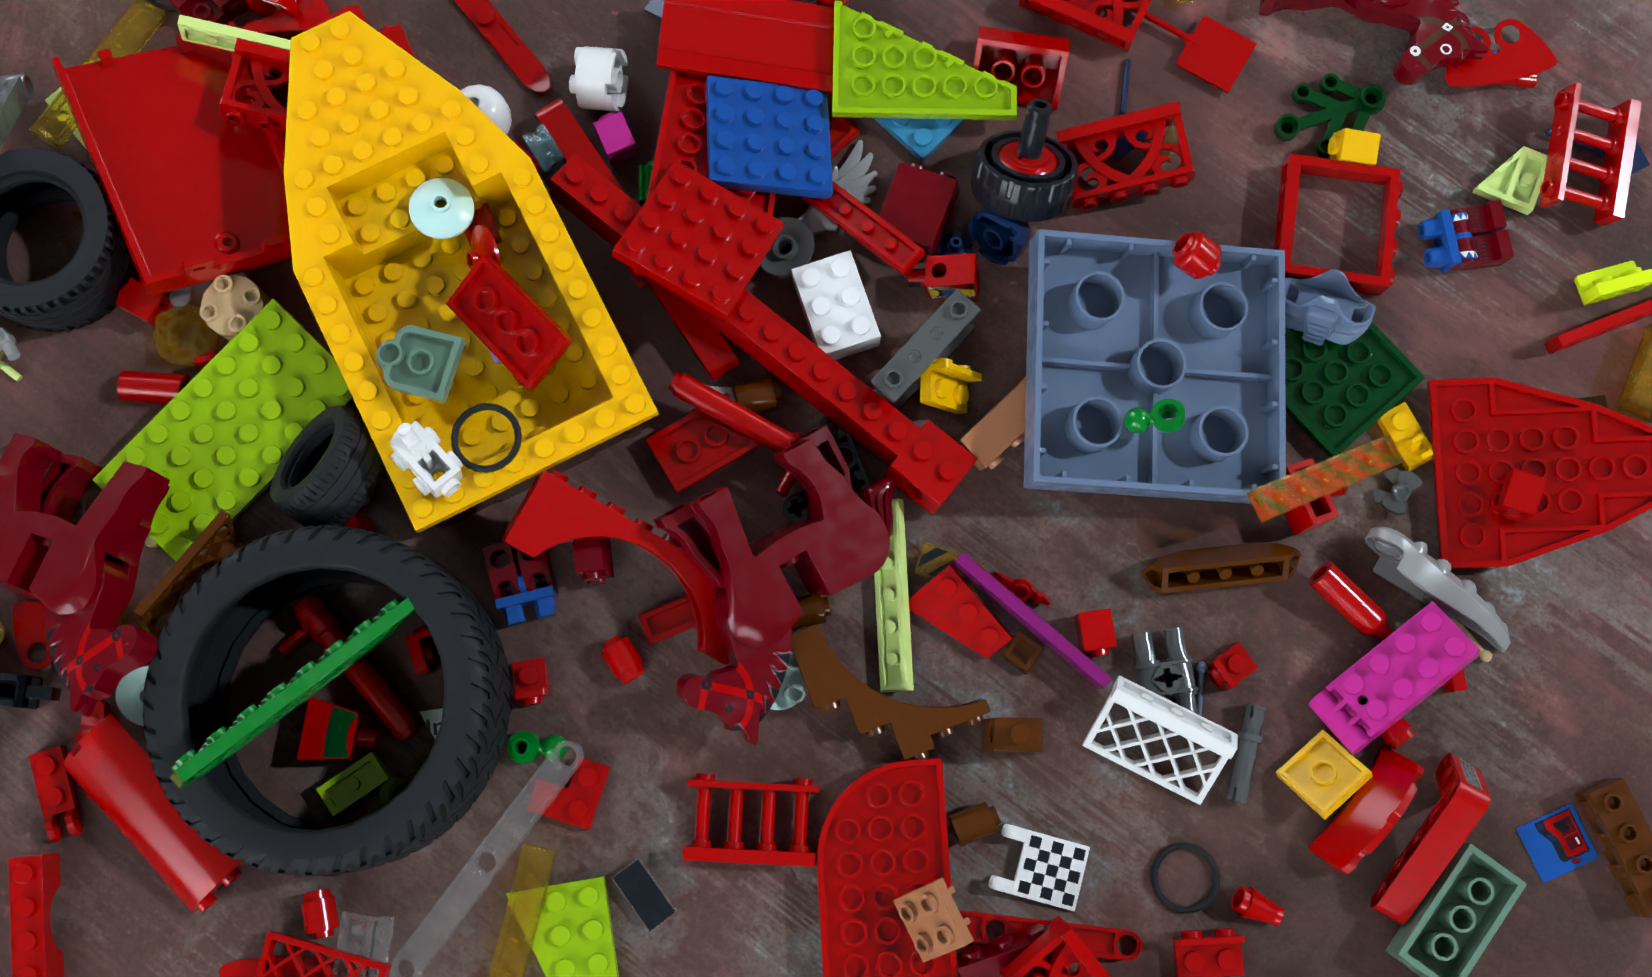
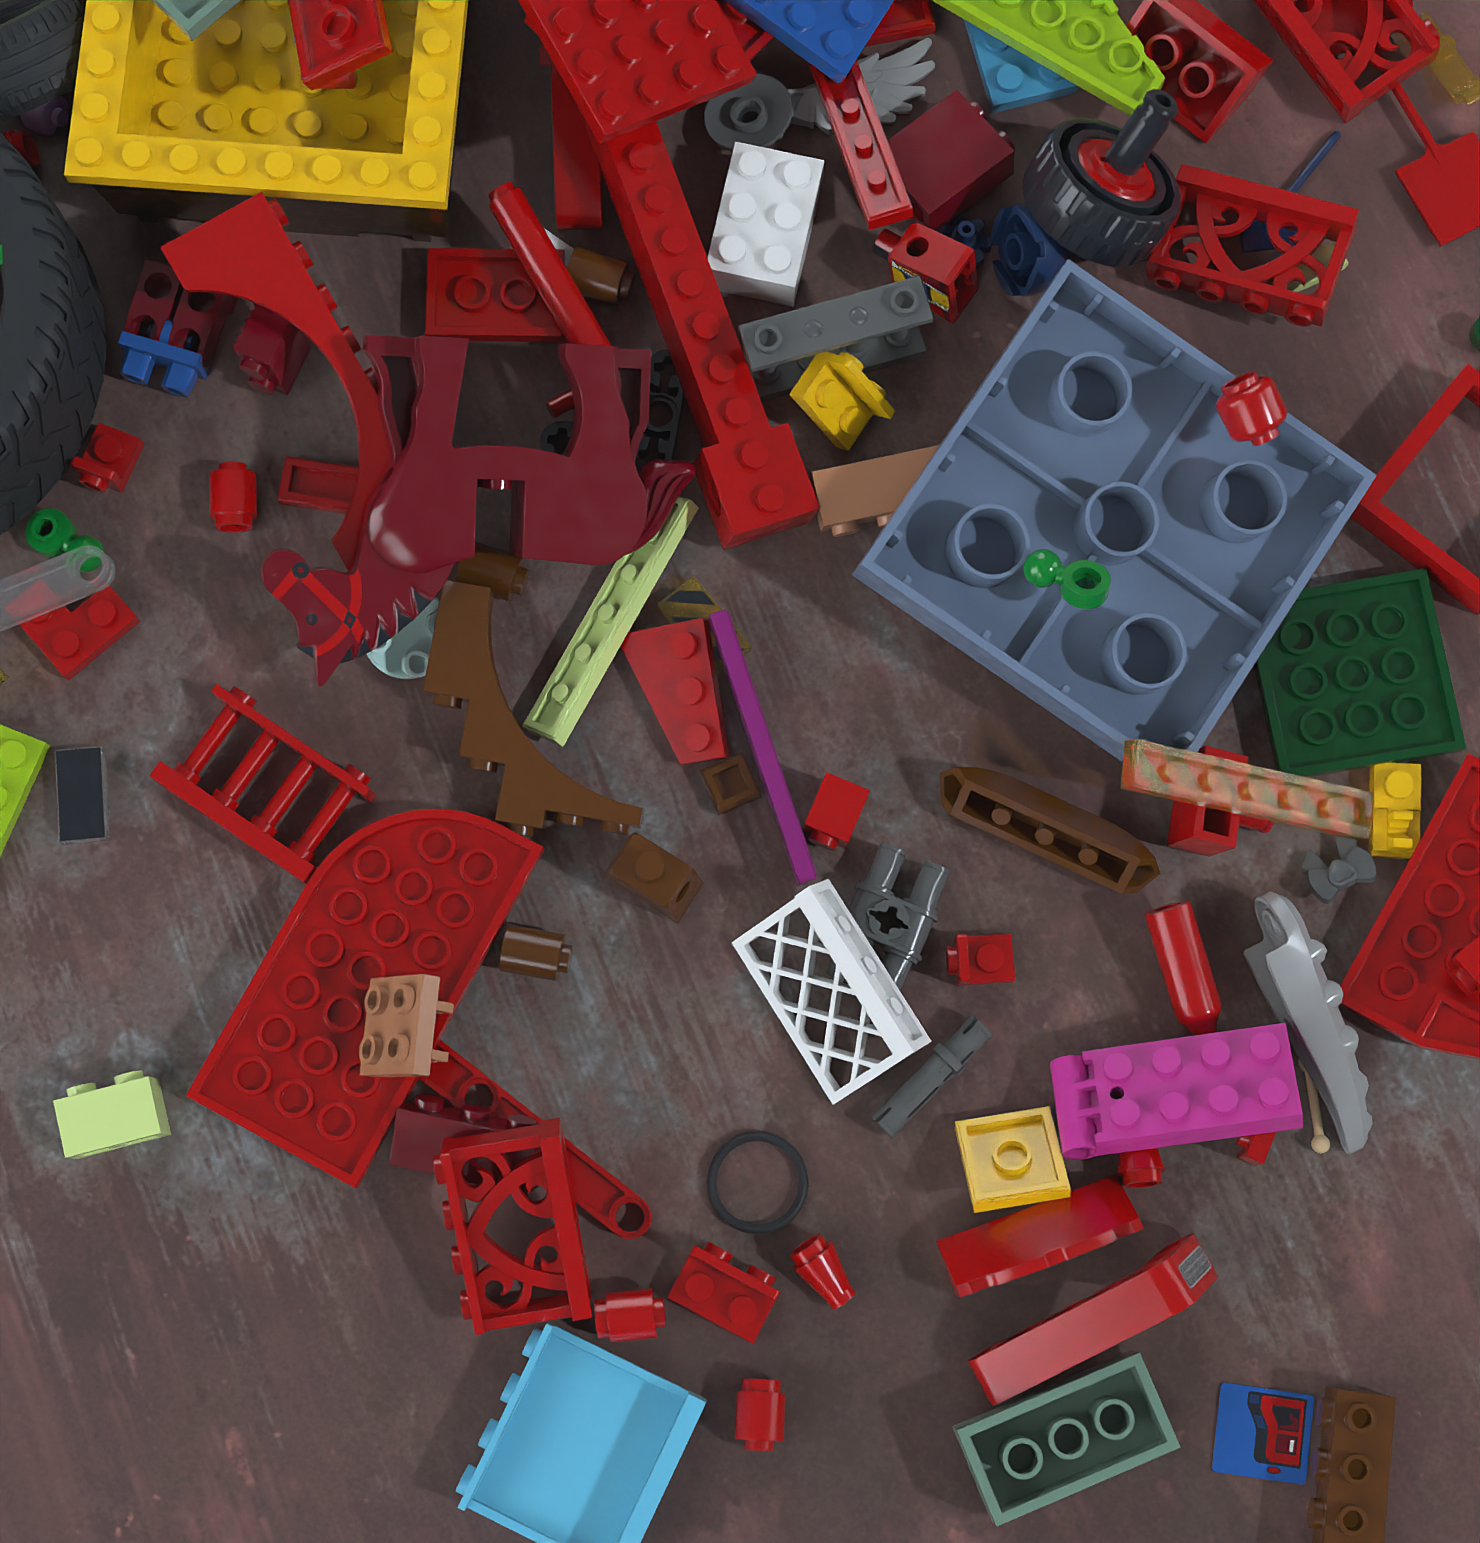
camera: 30 degrees right, 0 degrees up
(420, 452) = (123, 79): white brick -> none
(482, 407) = (228, 150): black tyre -> none
(1022, 588) = (778, 706): red piece -> none
(1047, 868) = (591, 1066): white flag -> none
(1201, 667) = (943, 939): sand blue hinge -> none
(1326, 308) = (1386, 582): sand blue piece -> none

